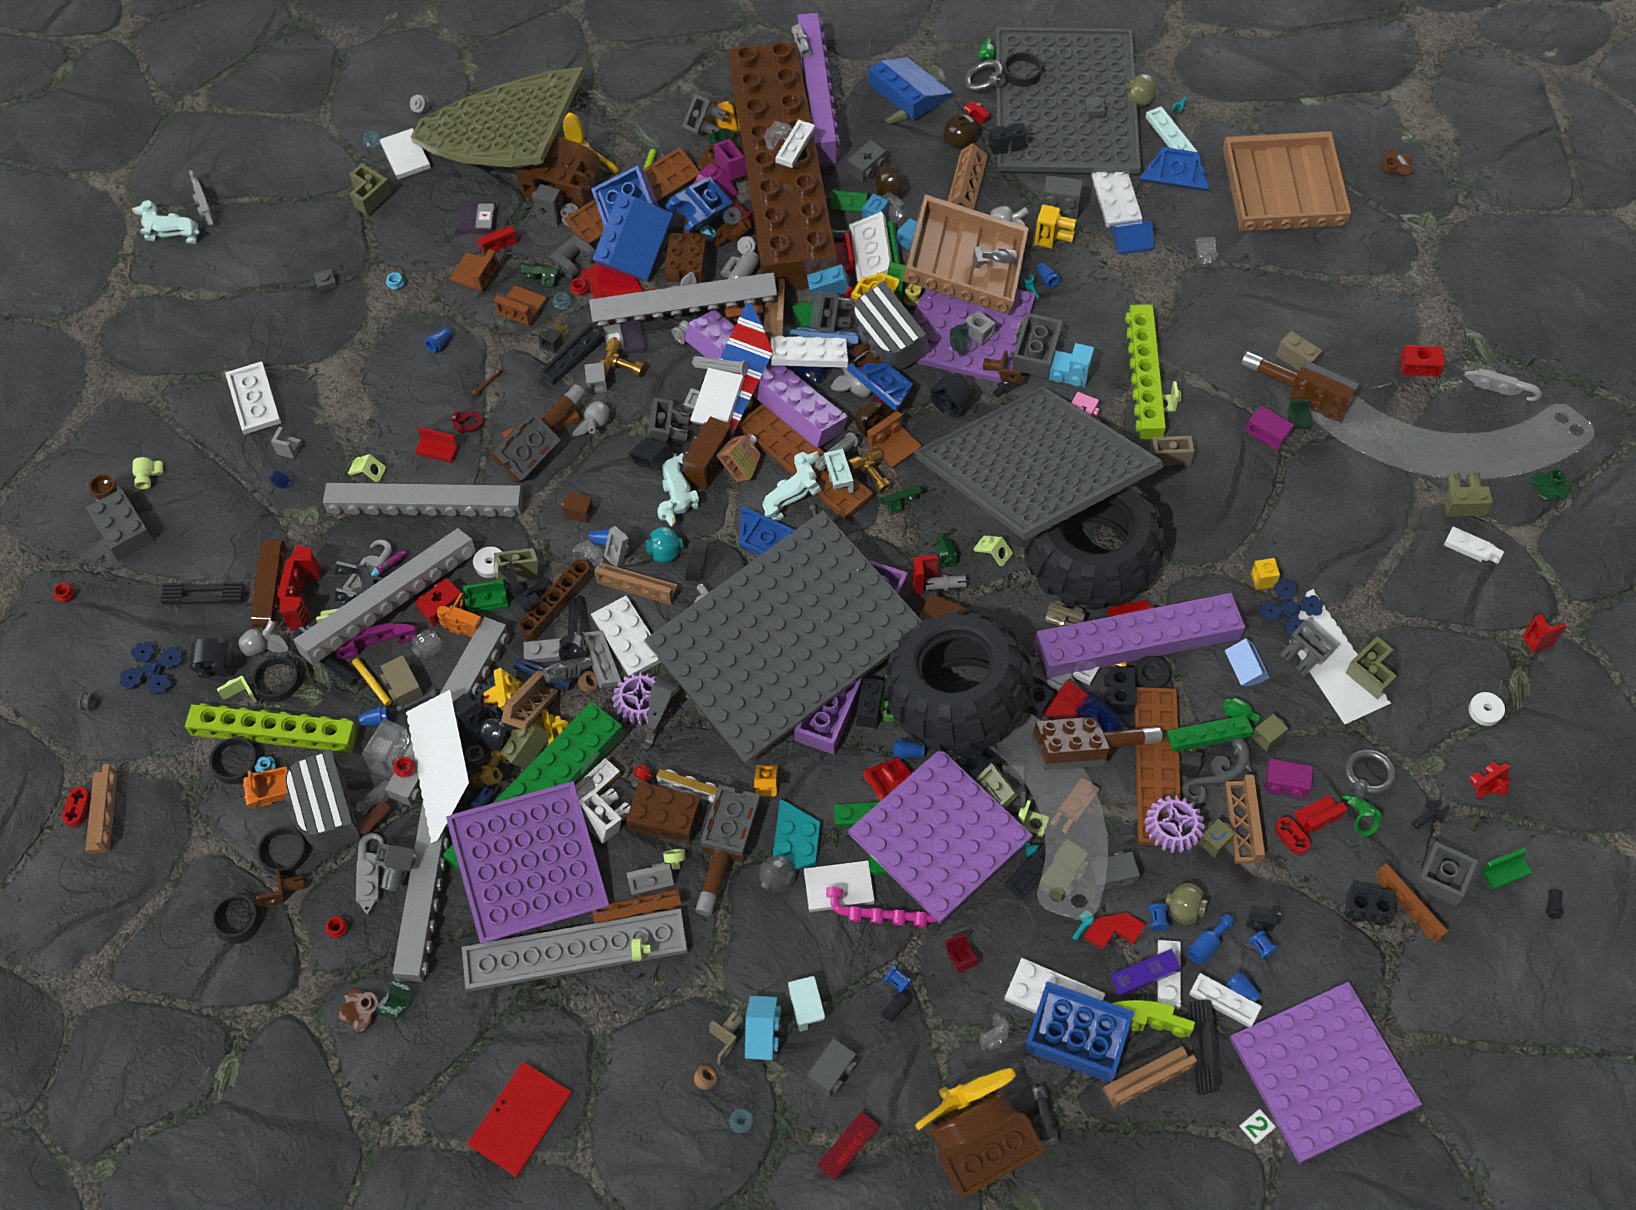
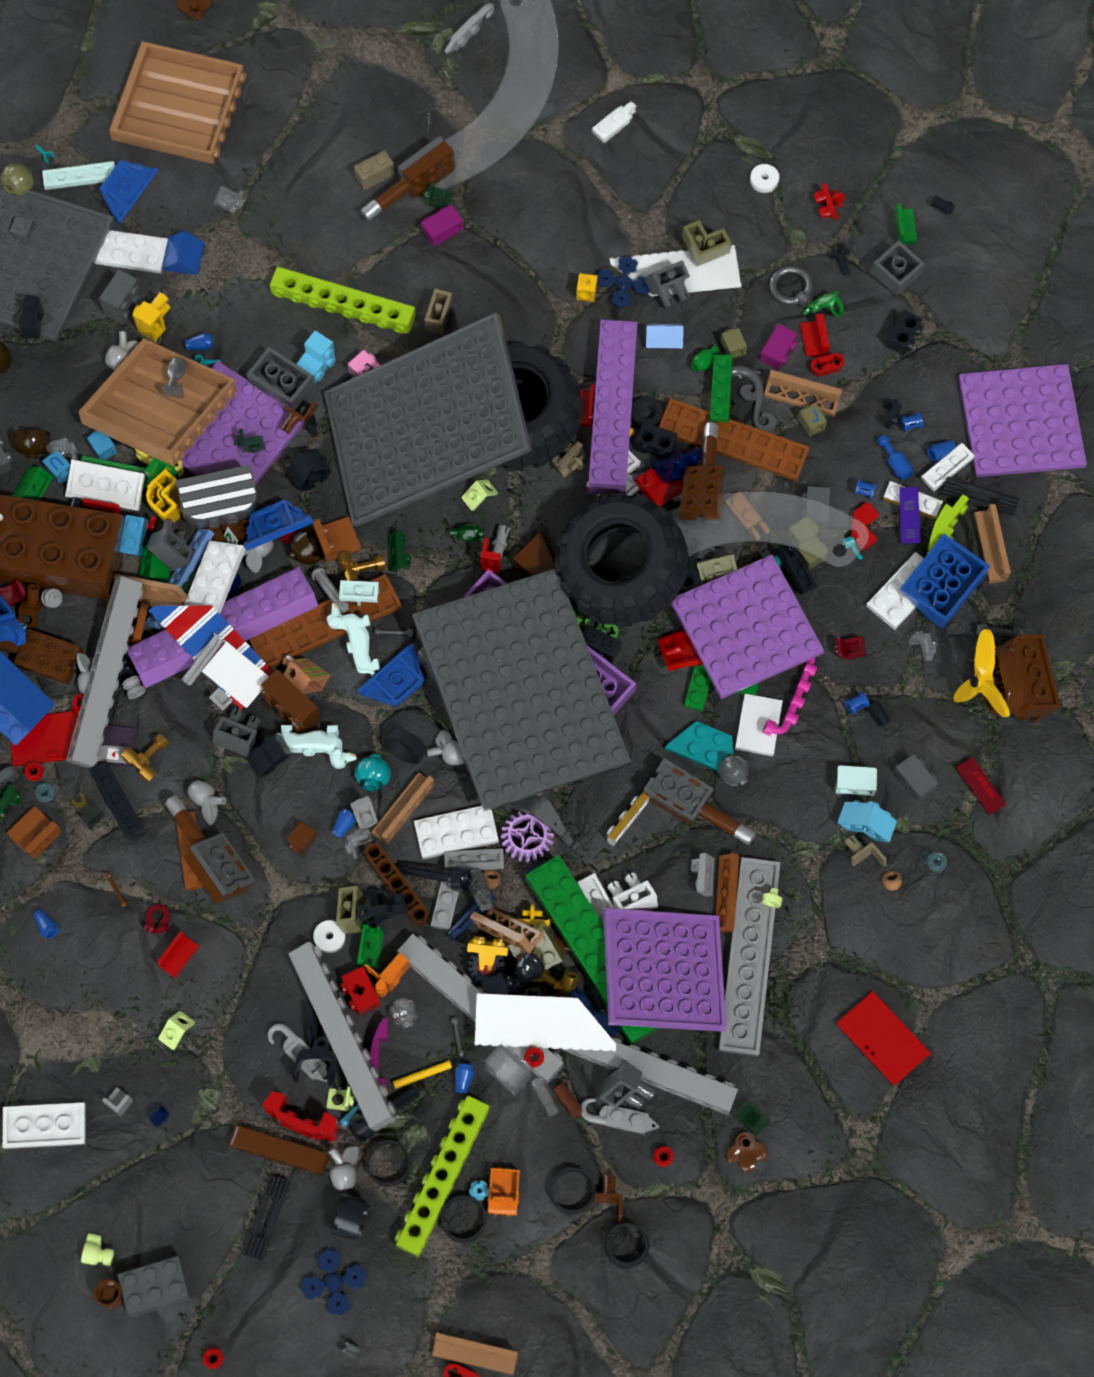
camera: 75 degrees left, 10 degrees up
(233, 687) = (383, 1202): yellowish green bracket -> none
(321, 802) = (542, 1140): dark grey brick -> none
(389, 563) = (299, 1029): magenta piece -> none
(401, 680) = (434, 1045): dark tan brick -> none
(423, 499) = (237, 981): light grey brick -> none
(595, 378) = (156, 783): light grey panel -> none
(642, 773) = (601, 854): red plate -> none
(664, 813) = (648, 845): reddish brown brick -> none
(674, 857) = (690, 849): yellowish green tile -> none
(732, 220) = (13, 604): clear light blue plate -> none
(744, 266) = (80, 611): light grey piece -> none
(766, 780) = (643, 752): light orange slope -> none
(906, 749) = (652, 629): blue cone -> none
(964, 173) = (51, 373): medium nougat fence -> none
(980, 327) = (243, 413): light grey brick -> none
(1026, 816) = (746, 556): yellowish green bracket -> none
(1172, 399) = (380, 288): yellowish green bracket -> none
(1187, 904) = (861, 463): olive plant -> none
(1188, 819) = (810, 445): lavender gear -> none
(1257, 1126) = (1049, 484): white sticker -> none
(1411, 903) = (914, 302): dark orange plate -> none
(1422, 360) = (419, 87): red brick -> none
(1467, 501) = (574, 105): olive brick -> none
(1540, 635) = (718, 109): red panel -> none
(1549, 486) = (580, 40): dark green plate -> none

